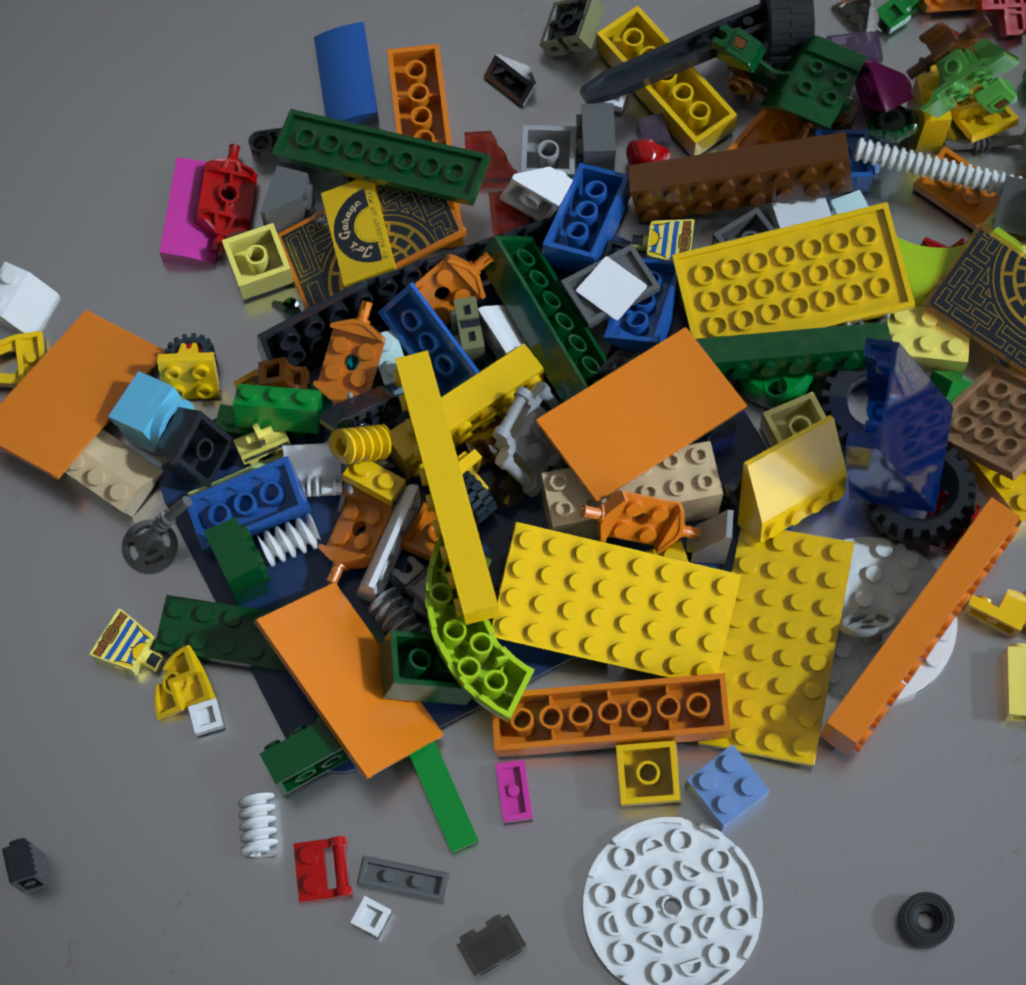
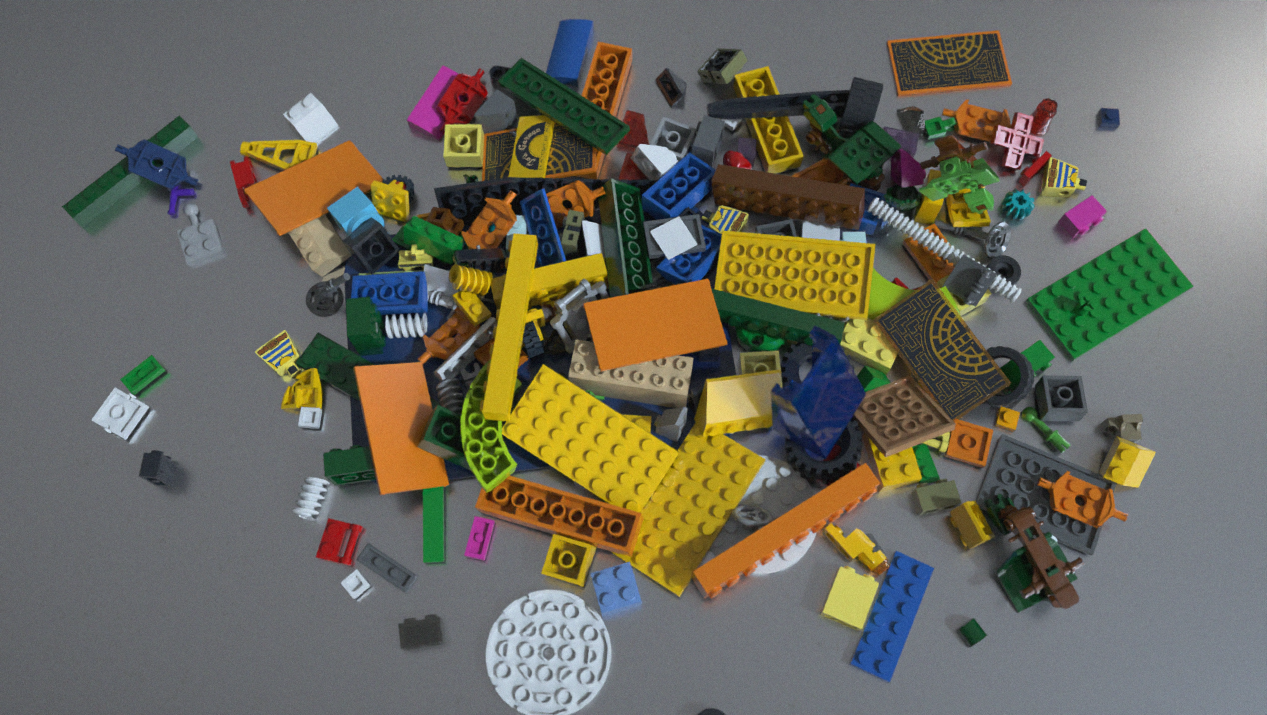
camera: 20 degrees right, 0 degrees up
(659, 526) = (638, 400): orange plate -> none

